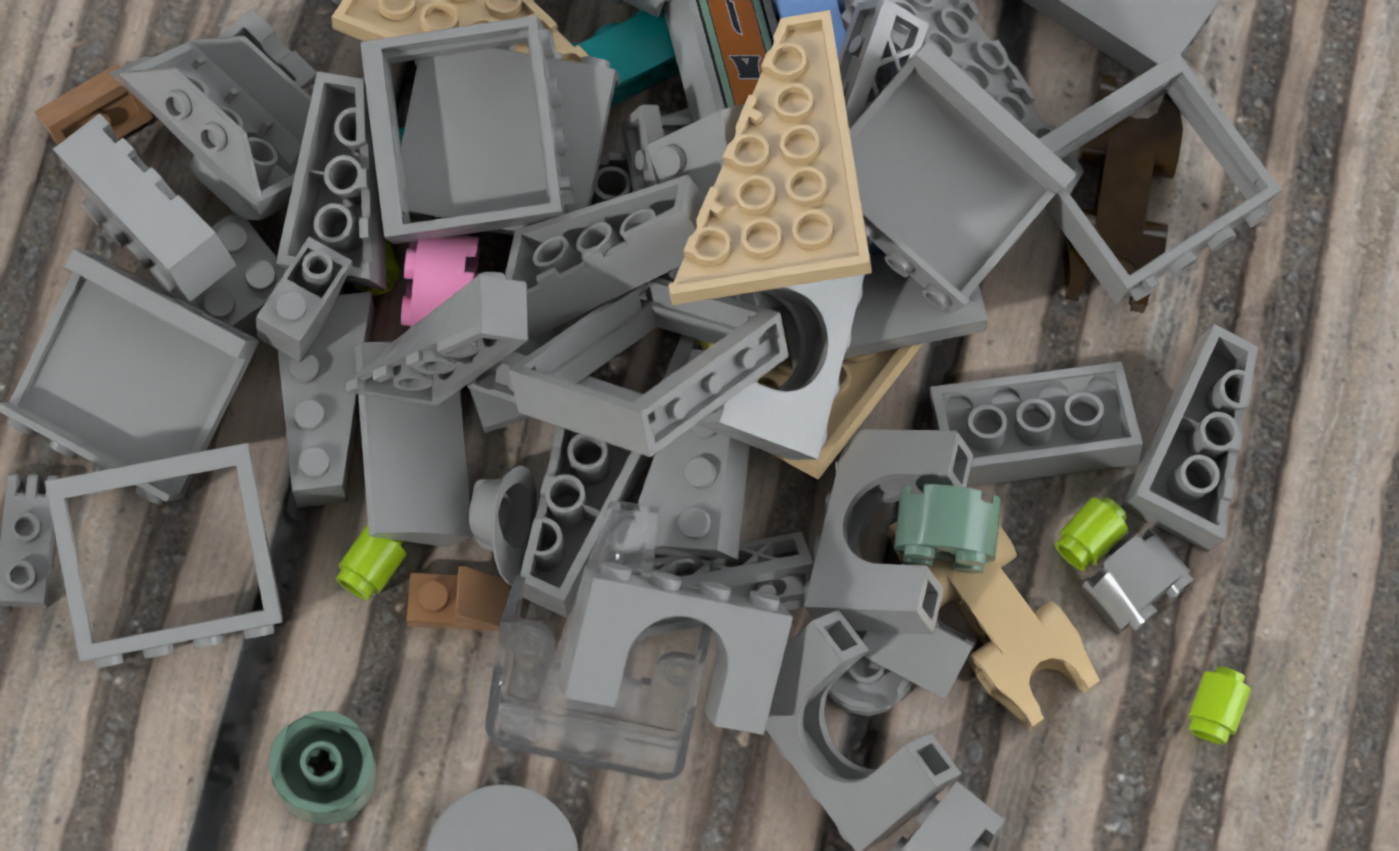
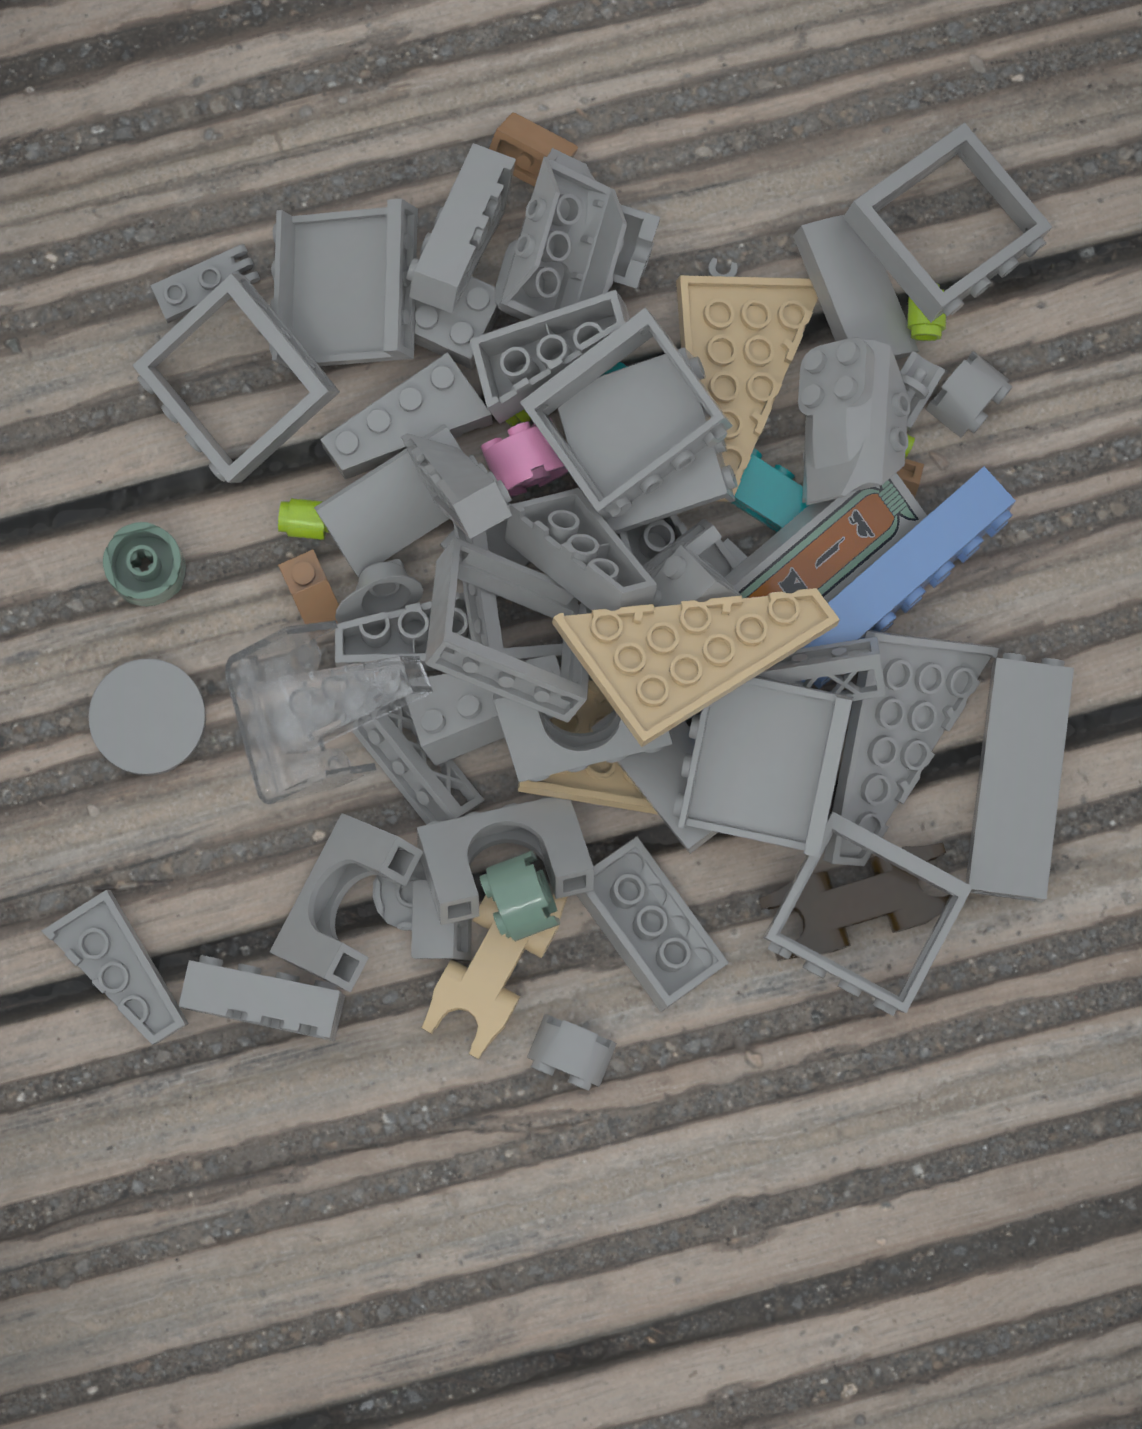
camera: 70 degrees right, 10 degrees up
(303, 299) = (450, 371): light grey slope -> none
(619, 606) = (336, 701): light grey arch -> none
(1092, 533) = (587, 1002): lime brick -> none
(1194, 450) = (690, 1044): light grey wedge -> none
(1218, 705) = (506, 1151): lime brick -> none

